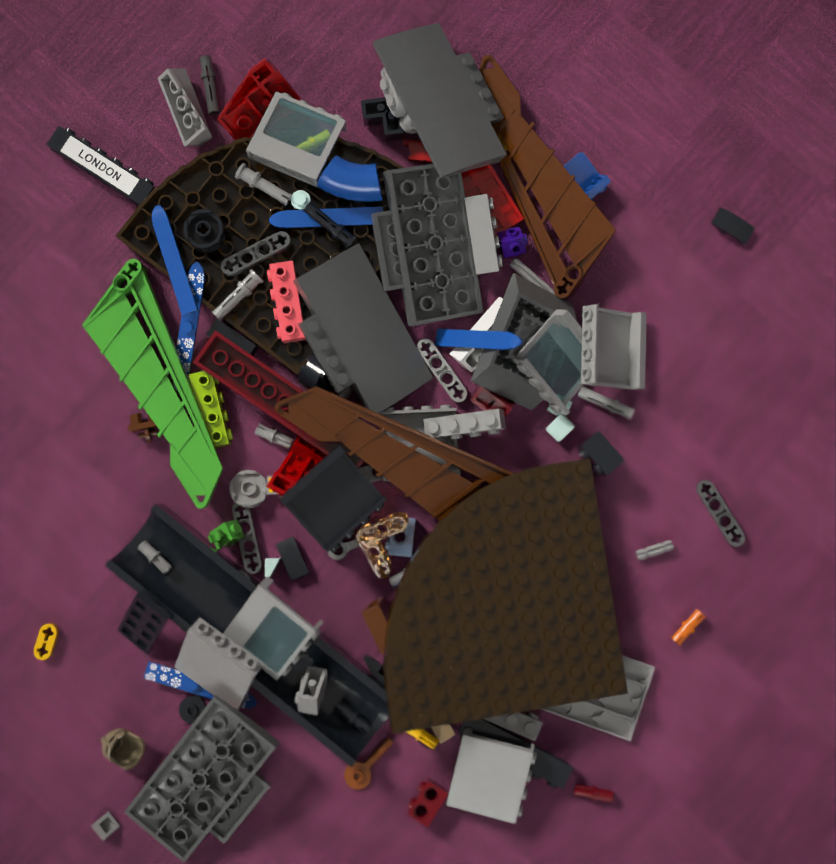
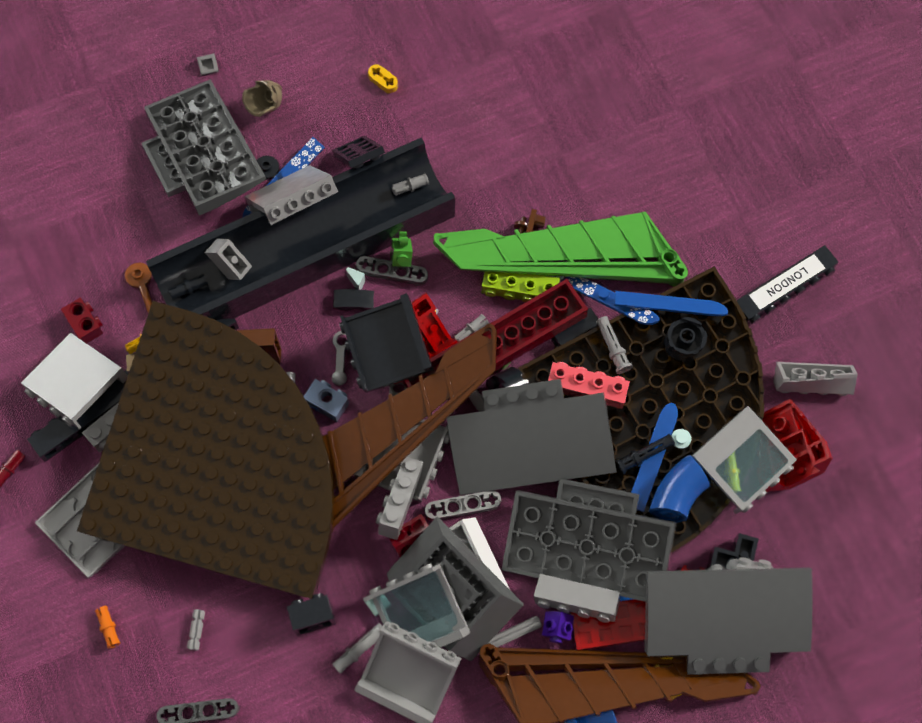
camera: 110 degrees right, 15 degrees down
(213, 106) = (830, 411): dark grey pin -> none
(248, 489) = (436, 285): light grey tile -> none
(255, 180) = (716, 405): light grey pin -> none
(257, 256) = (646, 378): dark grey beam -> none
(271, 631) = (295, 243): panel -> none
(373, 541) = (311, 370): clear orange beam -> none
(477, 339) = (474, 540): blue piece -> none
(560, 427) = (355, 590): light aqua slope -> none

